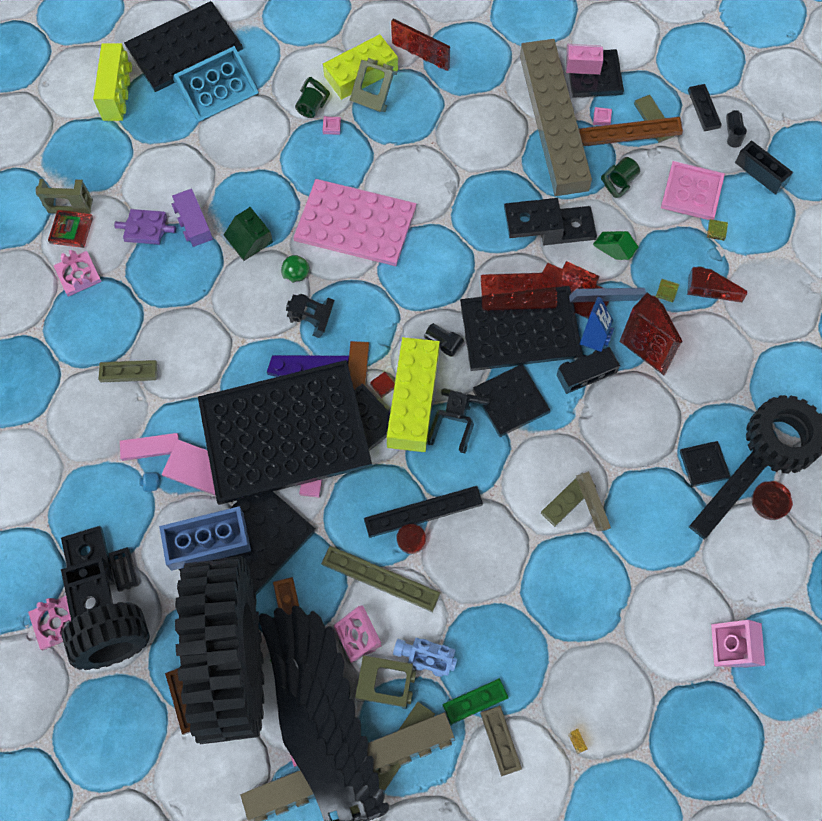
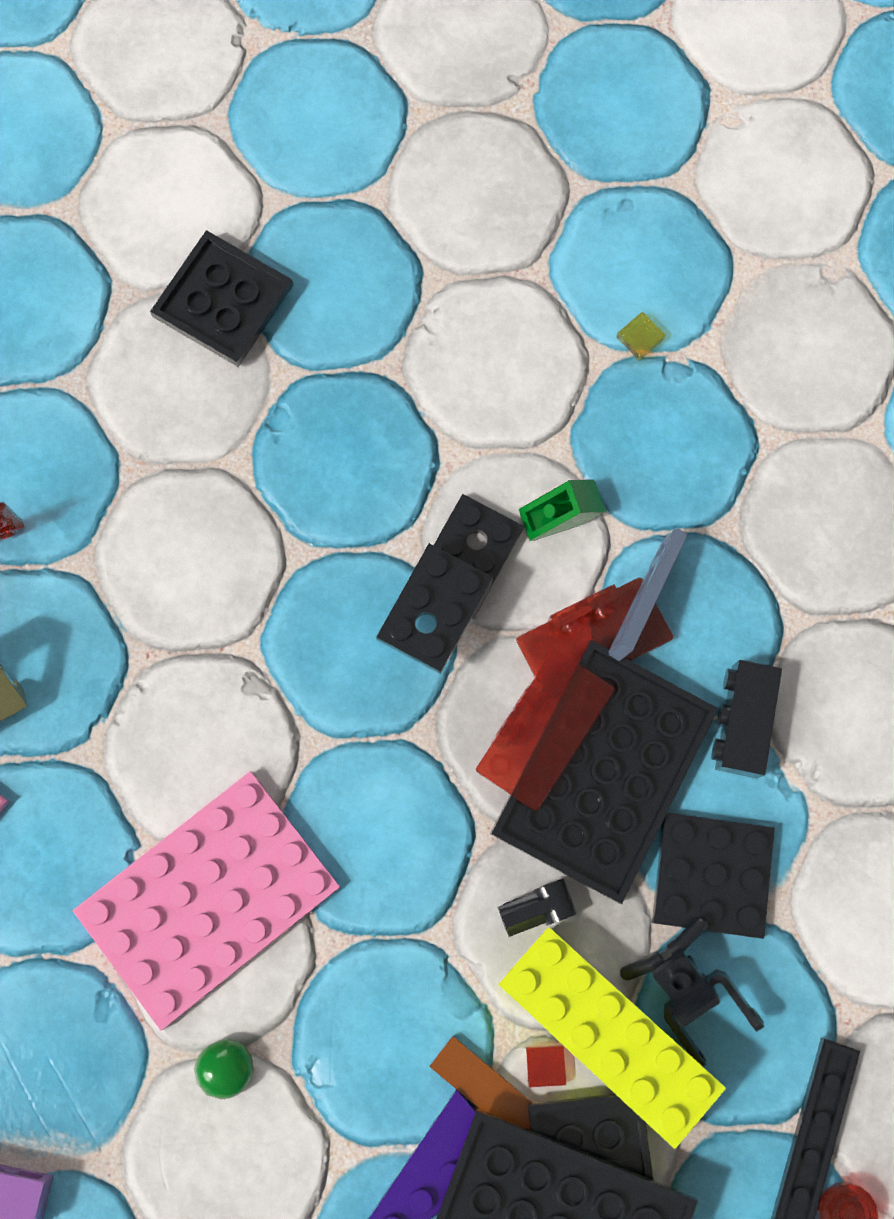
camera: 60 degrees left, 10 degrees up
(248, 234) = (96, 1110): dark green slope -> none
(319, 319) = (313, 1126): black tile -> none
(555, 118) = (256, 423): dark tan brick -> none
(584, 58) = (186, 294): bright pink slope -> none
(598, 328) = (698, 655): blue slope -> none
(602, 116) = (310, 348): bright pink tile -> none
(621, 176) = (446, 403): dark green piece -> none
(631, 131) = (373, 331): dark orange tile -> none
(650, 111) = (375, 272): olive tile -> none
(652, 334) = (779, 585): clear red slope -> none
(667, 290) = (691, 491): clear yellow tile -> none
(692, 190) = (550, 319): bright pink plate -> none
(704, 107) = (412, 182): black tile -> none
(710, 284) = (729, 421): clear red slope -> none
(735, 128) = (488, 167): black piece -> none
(763, 167) = (593, 185): black brick -> none

